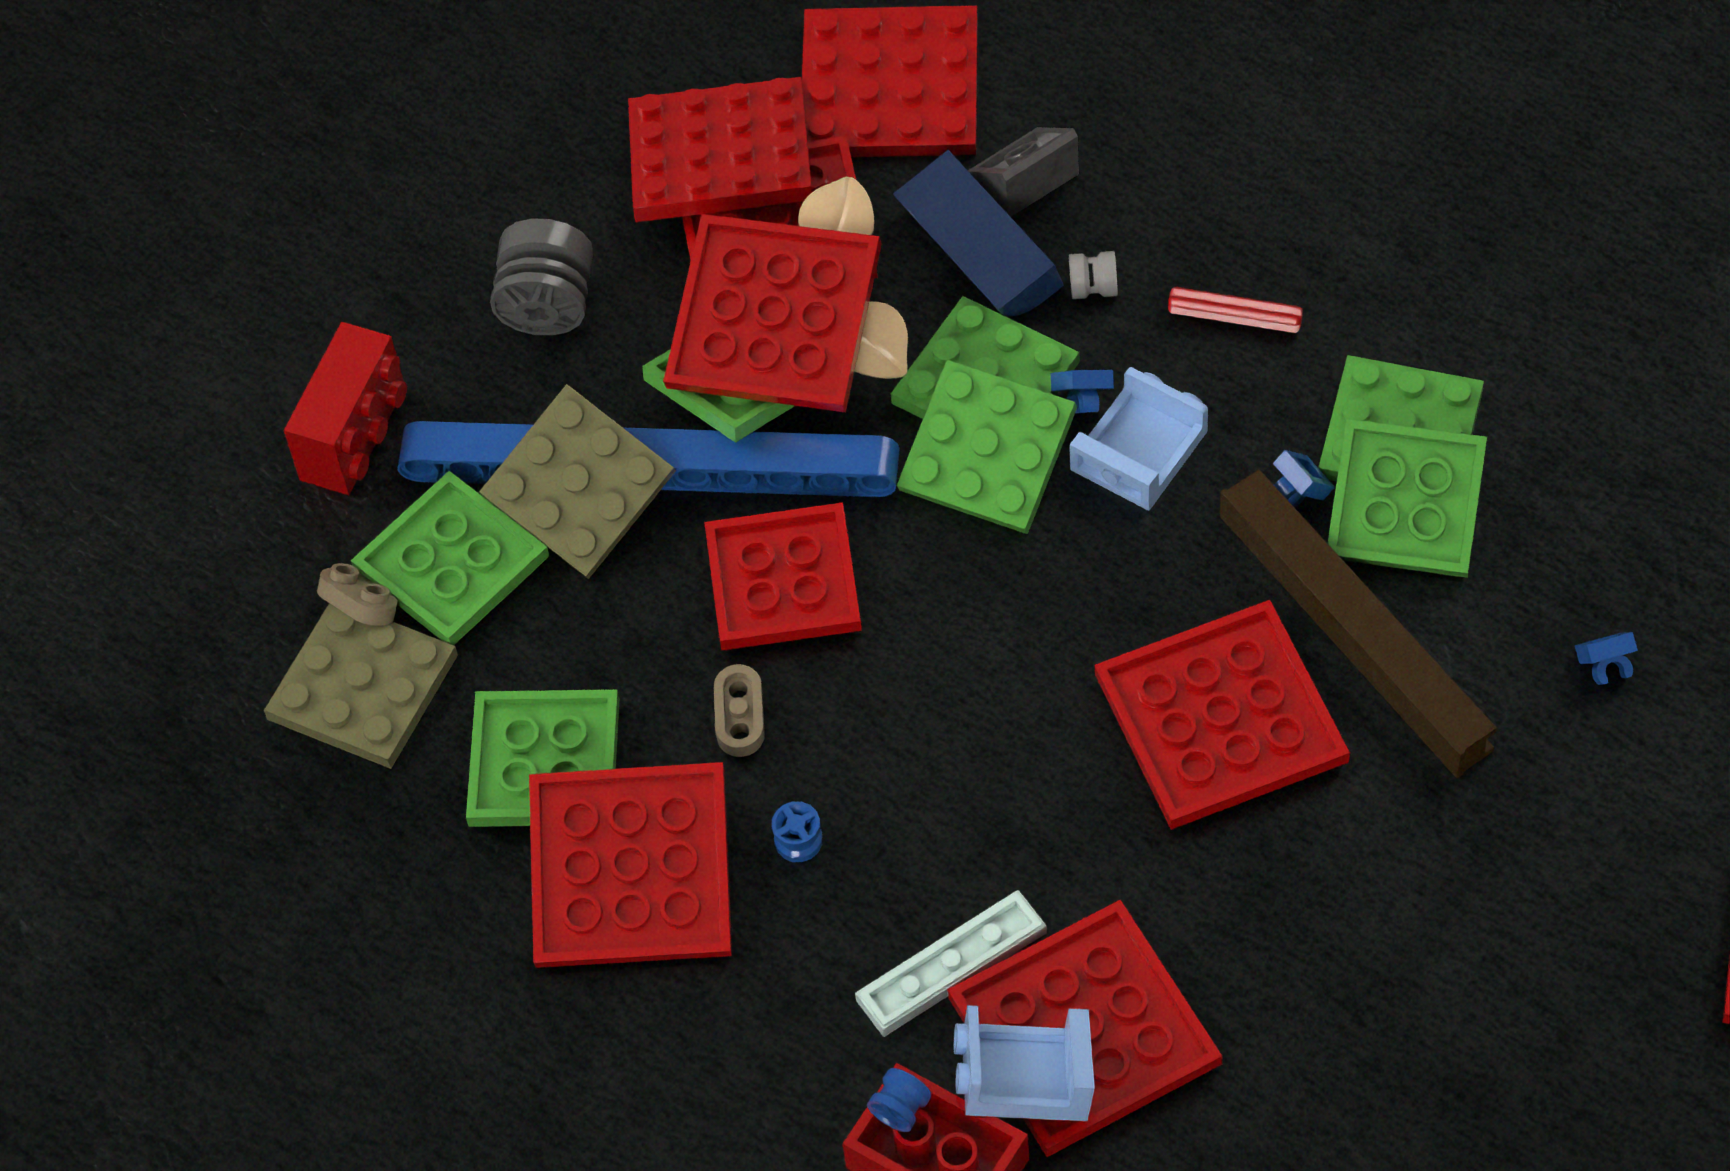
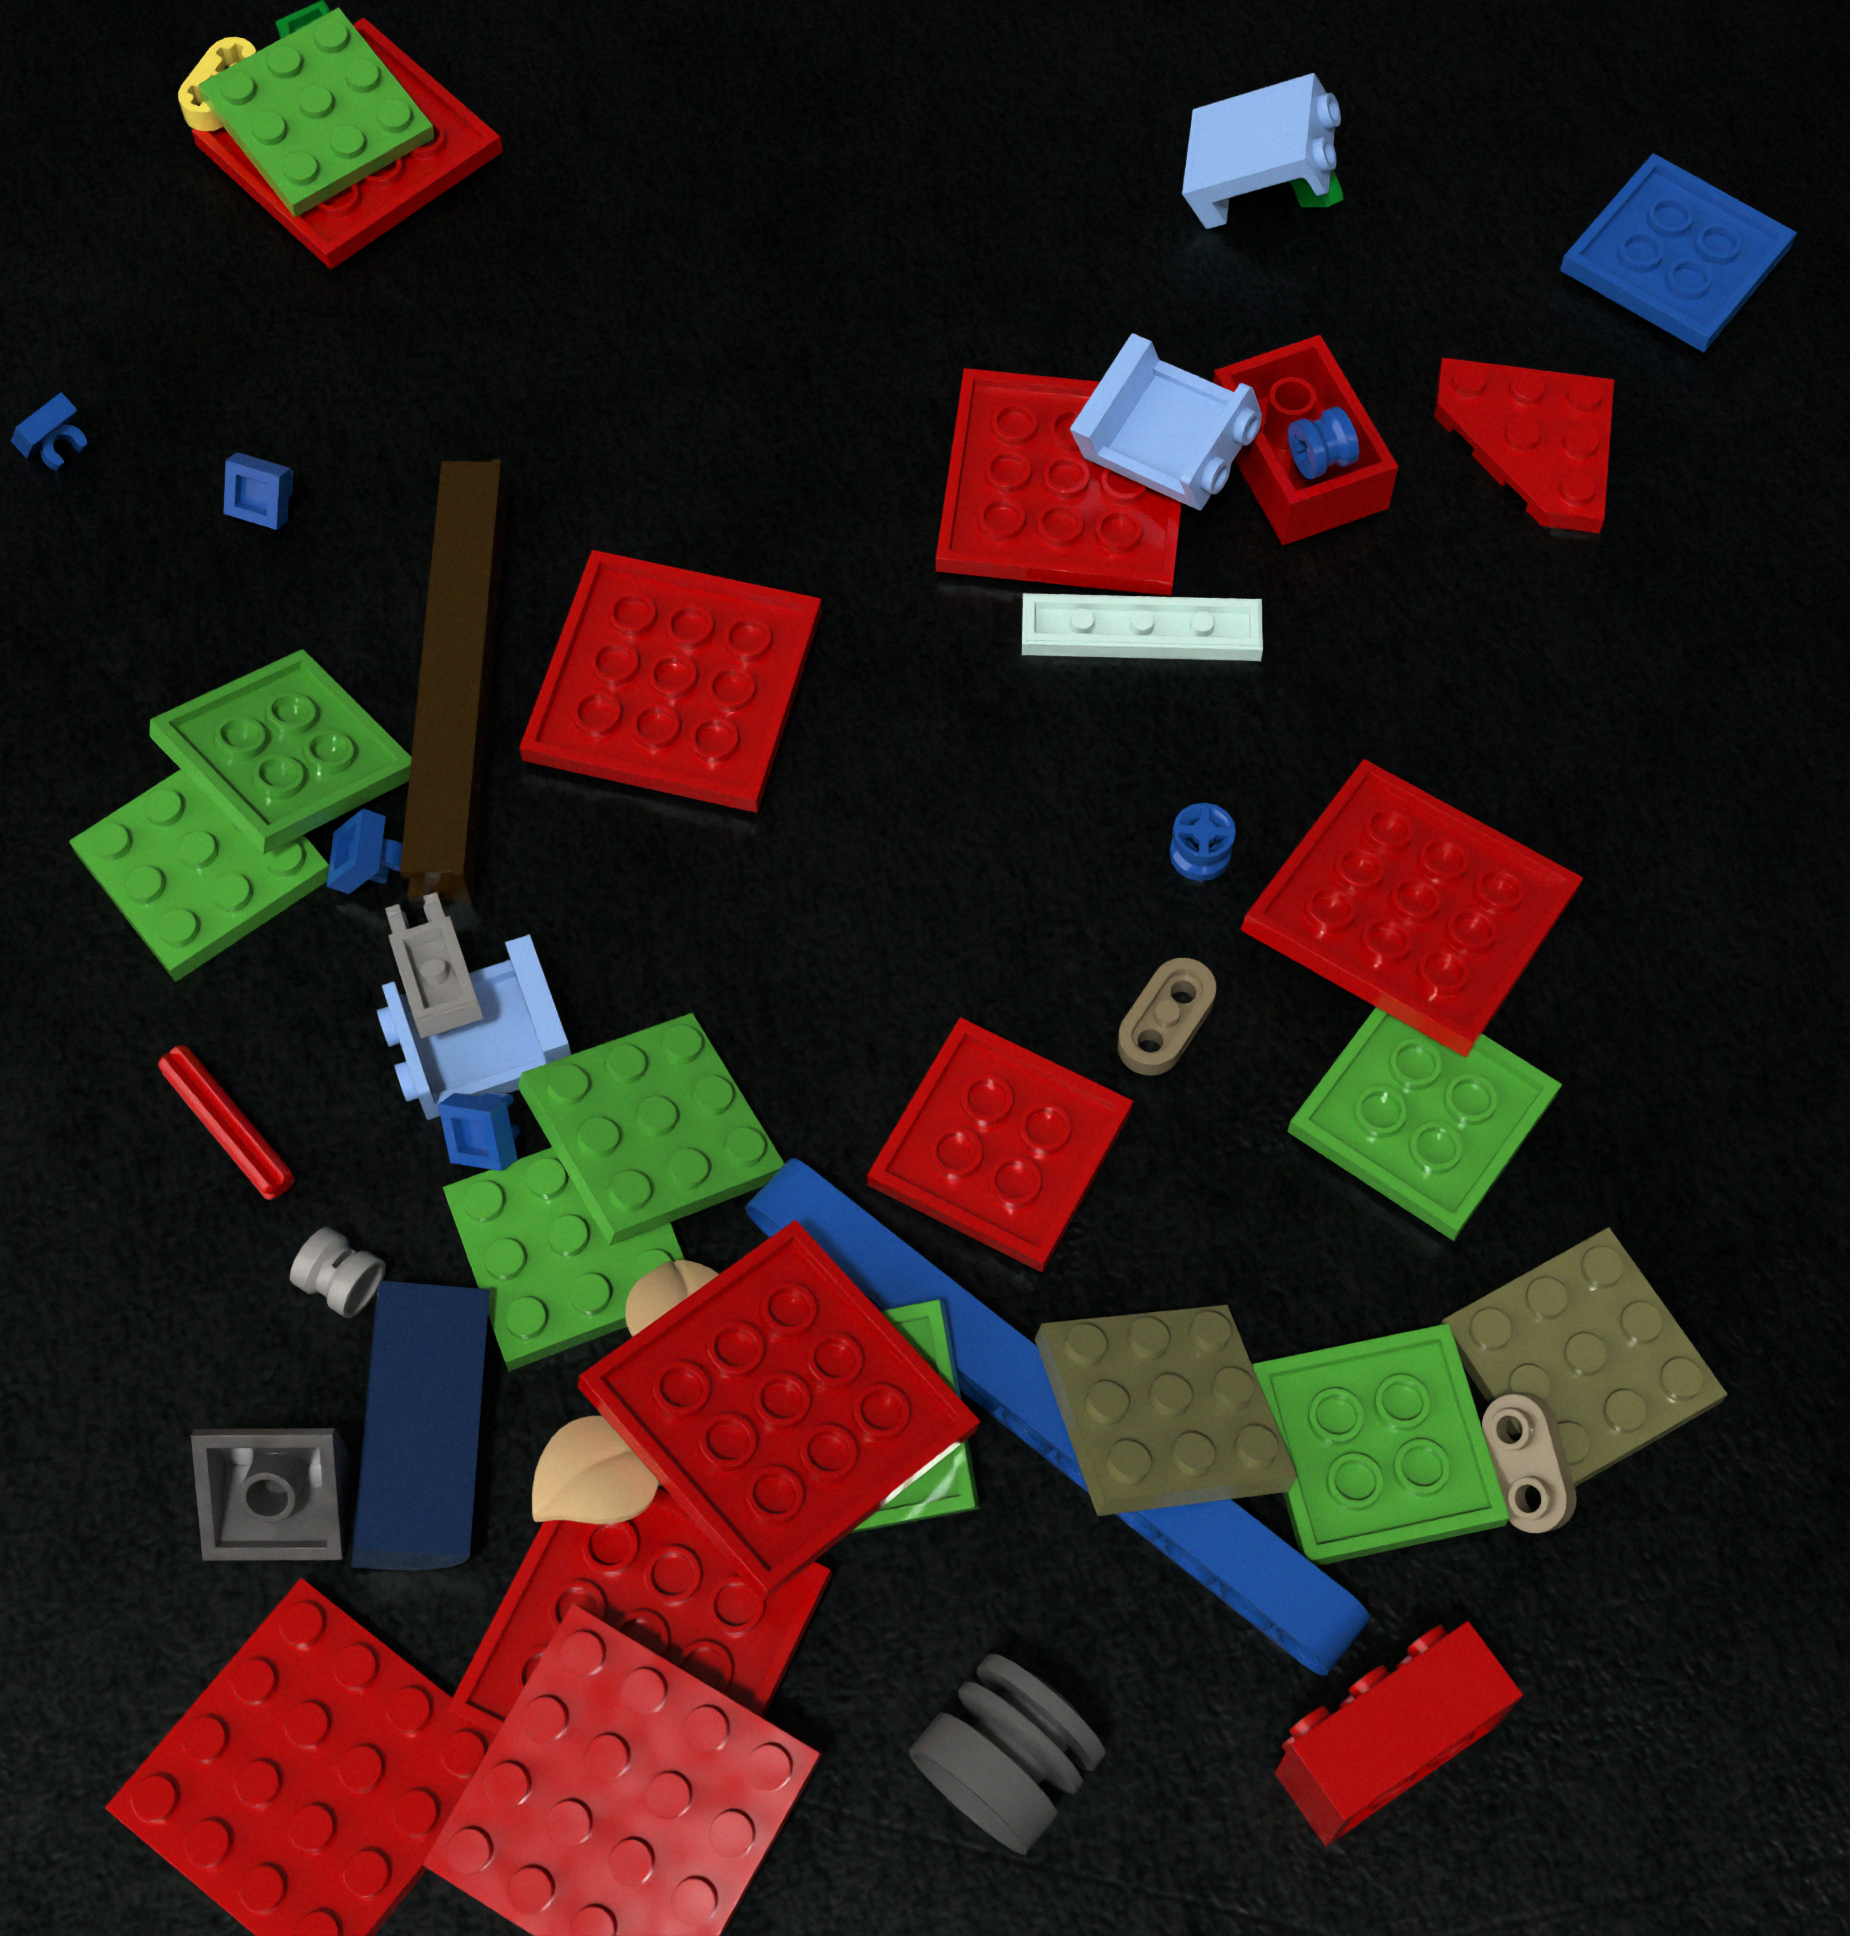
camera: 150 degrees left, 5 degrees up
(1193, 441) = (433, 970): none -> light grey hinge

